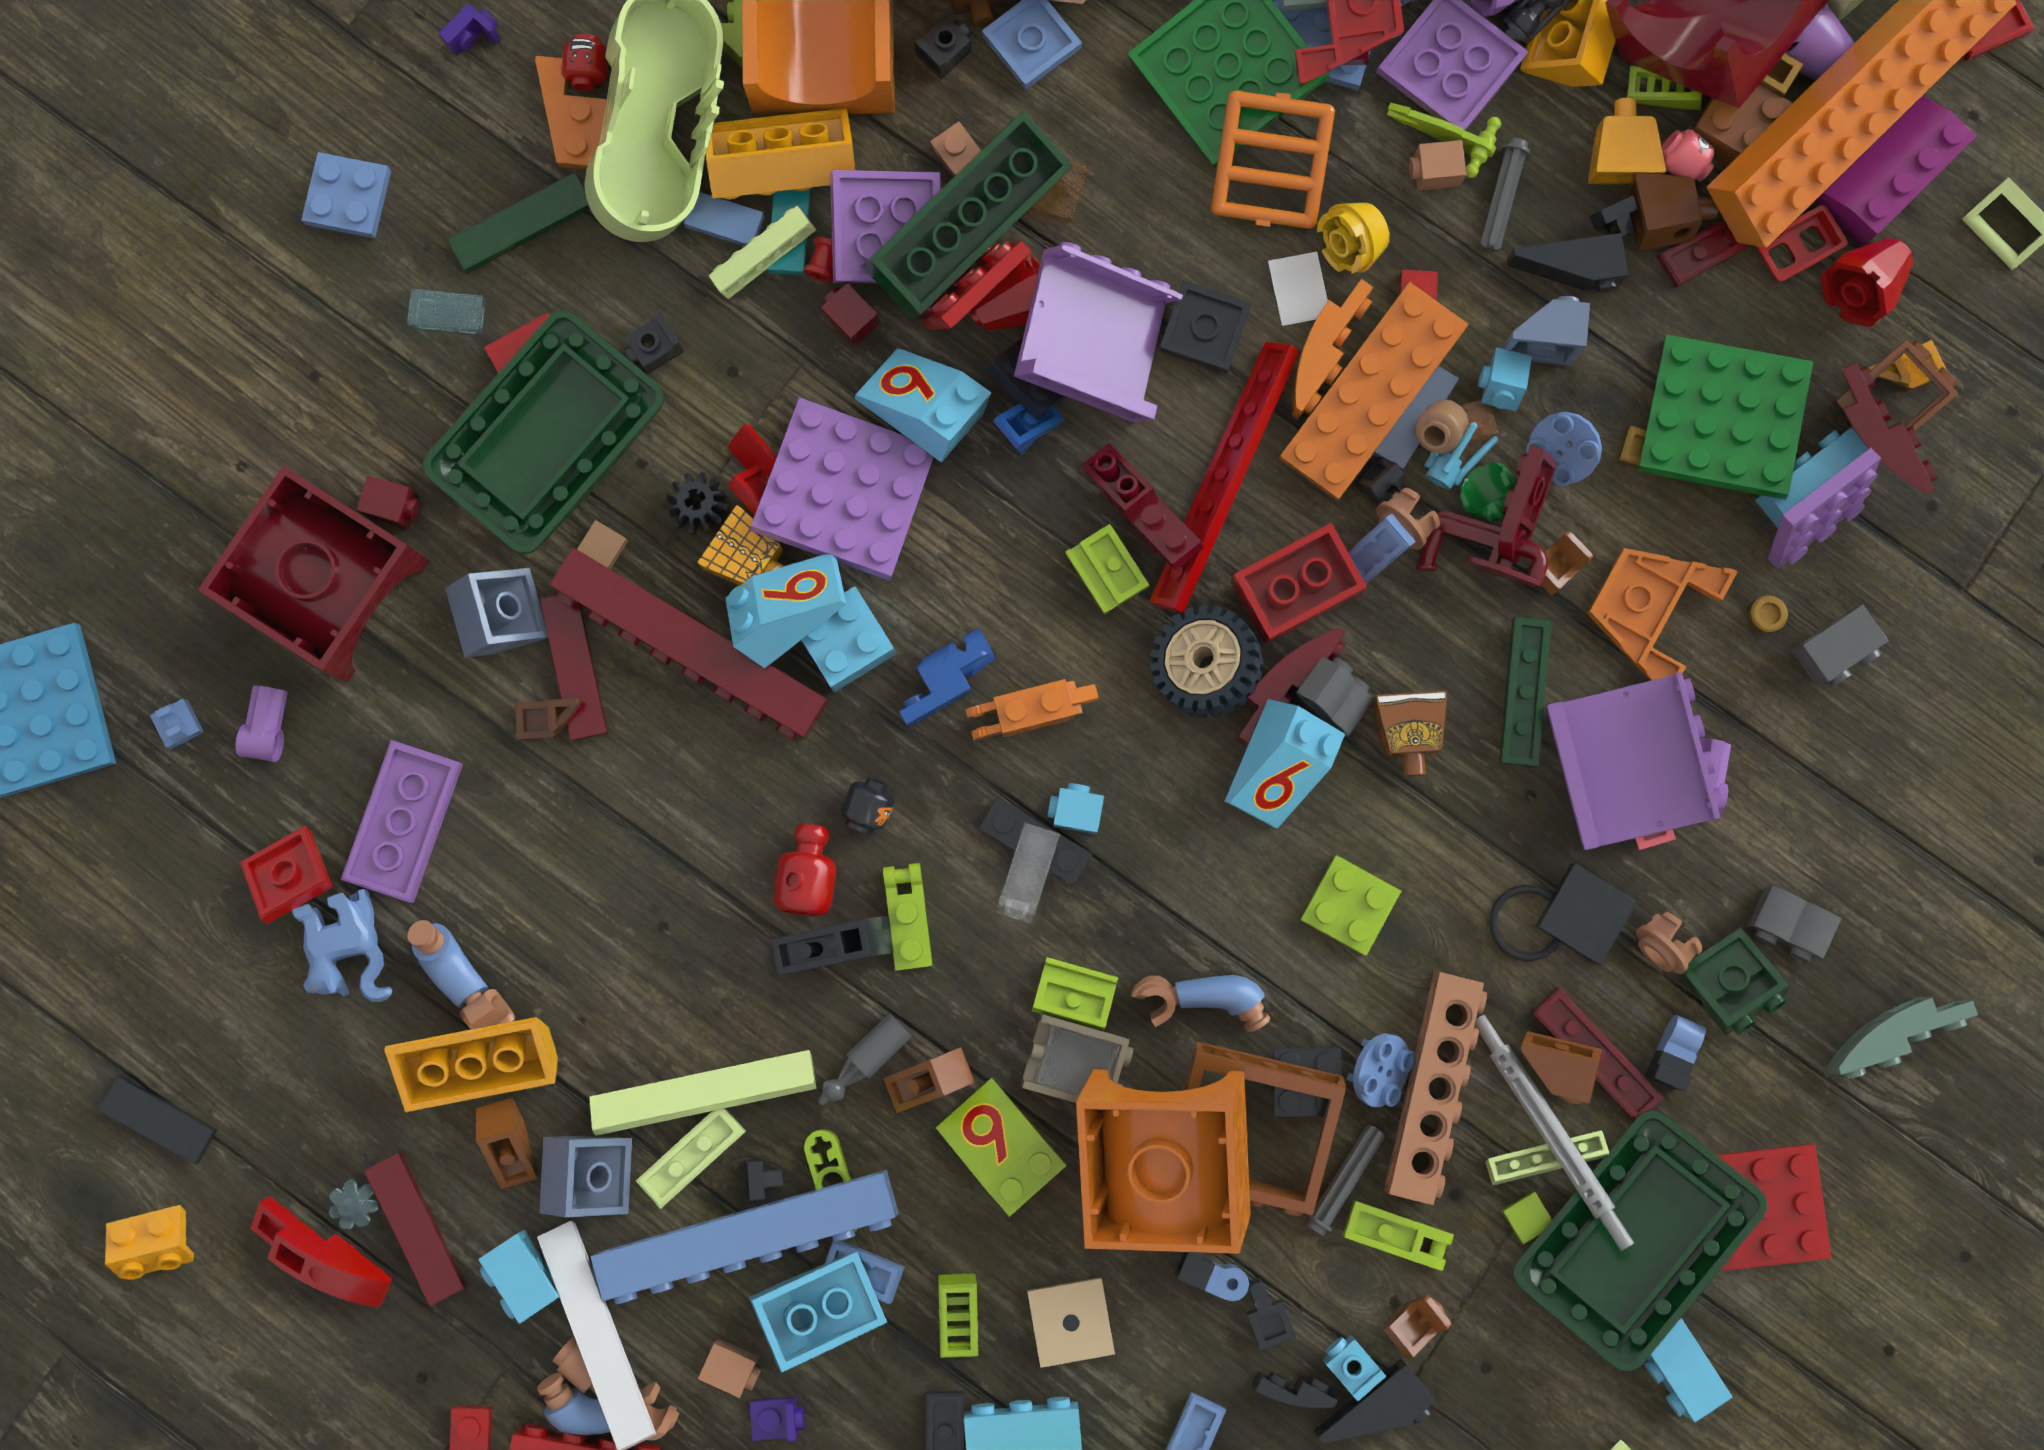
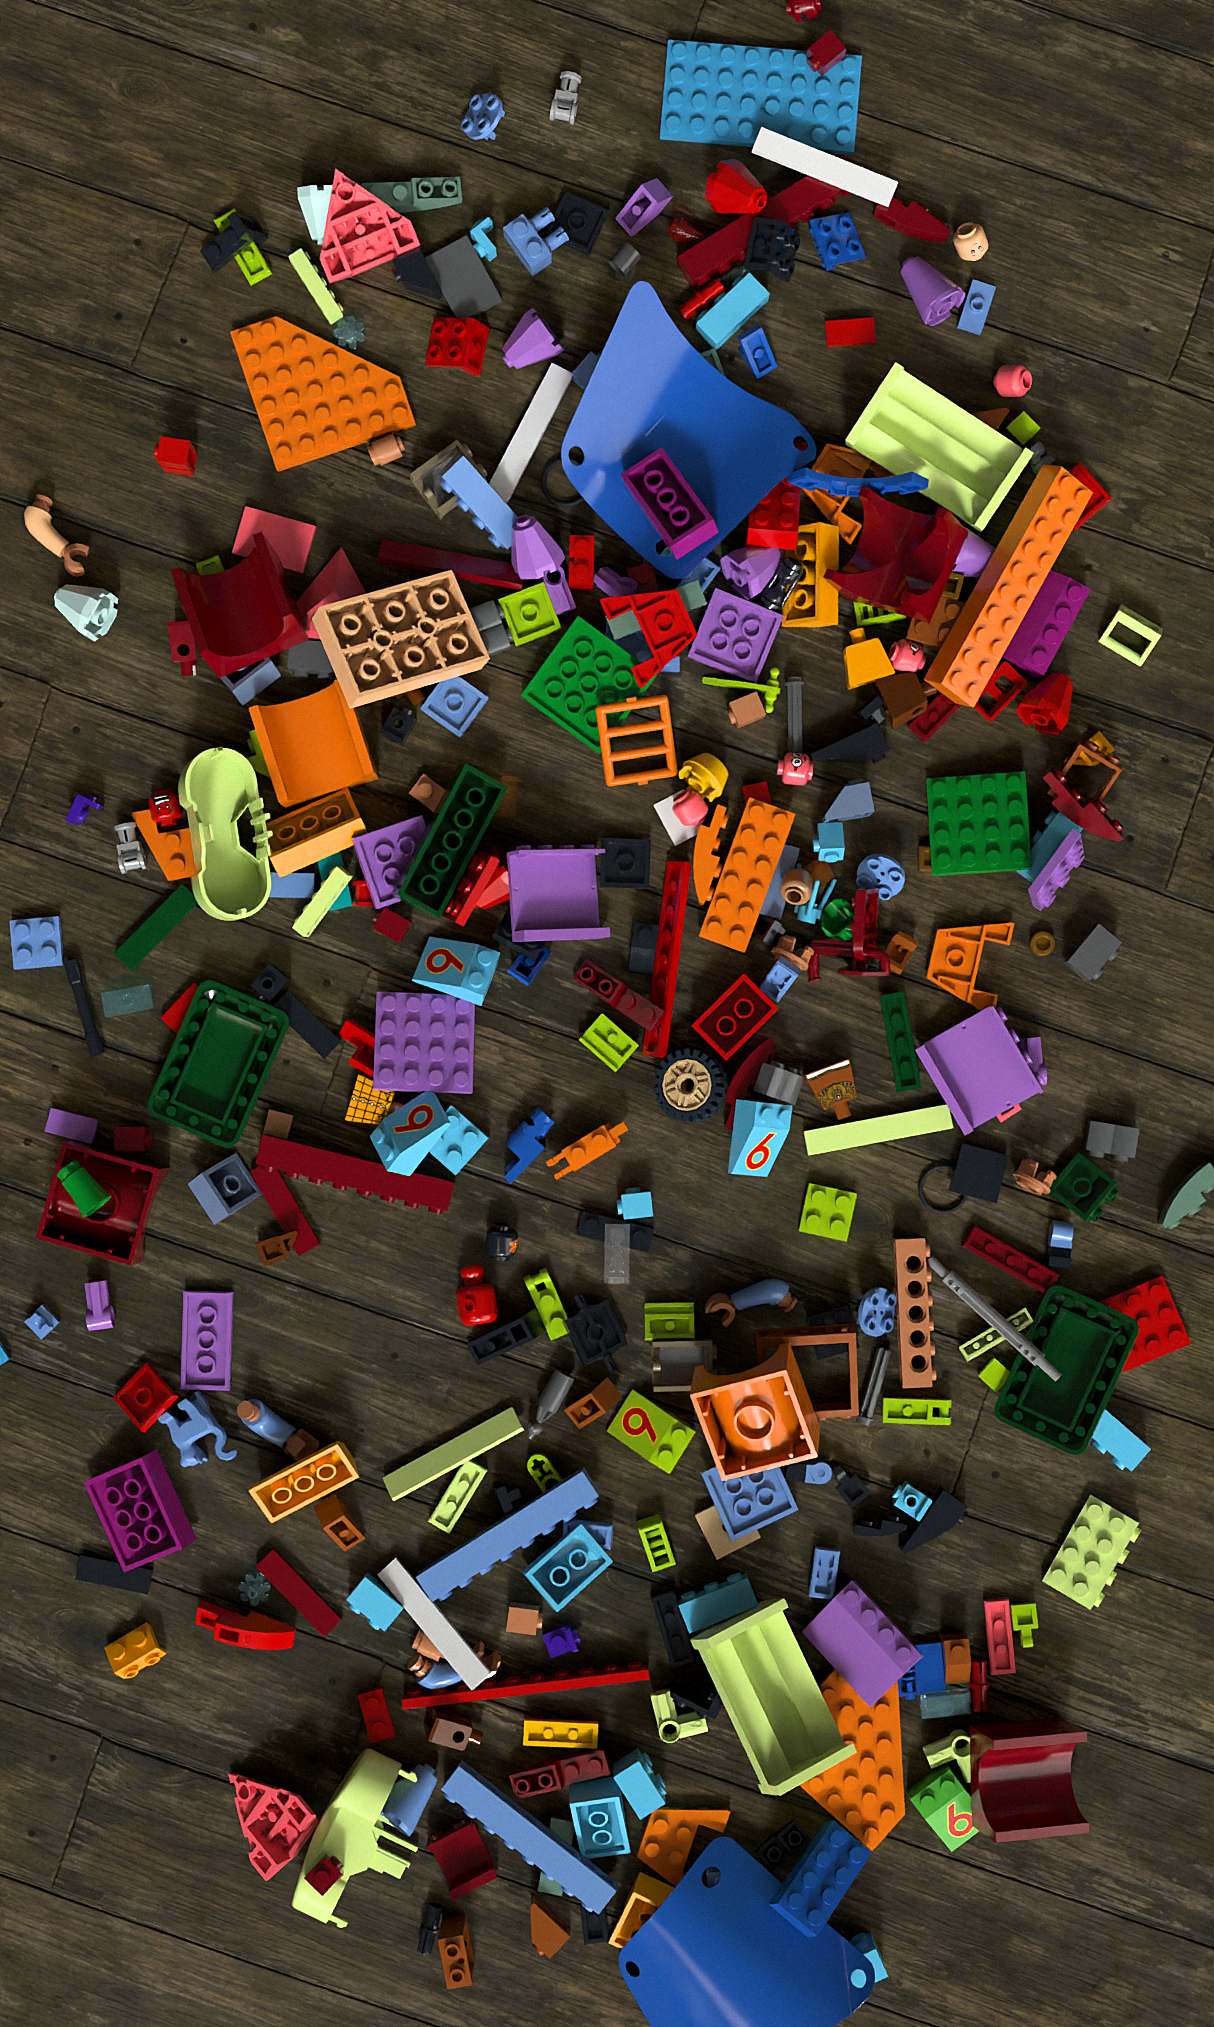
camera: 15 degrees left, 5 degrees up
(224, 1037) = (140, 1511): none -> magenta slope
(288, 537) = (83, 1188): none -> green plant
(311, 461) = (72, 1125): none -> medium lavender tile
(383, 260) = (76, 981): none -> black piece
(517, 105) = (129, 848): none -> light grey connector
(585, 1176) = (395, 1527): sand blue slope -> none
(685, 499) = (340, 1080): black gear -> none
(688, 420) = (308, 1025): none -> black tile
(962, 977) = (594, 1332): none -> black plate
(1115, 1291) = (749, 1500): none -> medium blue plate
(1195, 451) = (643, 948): none -> black slope
(1320, 276) = (690, 808): none -> coral head
(1417, 1325) = (943, 1463): dark orange bracket -> none
(1457, 808) = (878, 1129): none -> yellowish green tile
(1485, 265) = (795, 768): none -> coral head
(1563, 1066) = (989, 1274): dark orange slope -> none

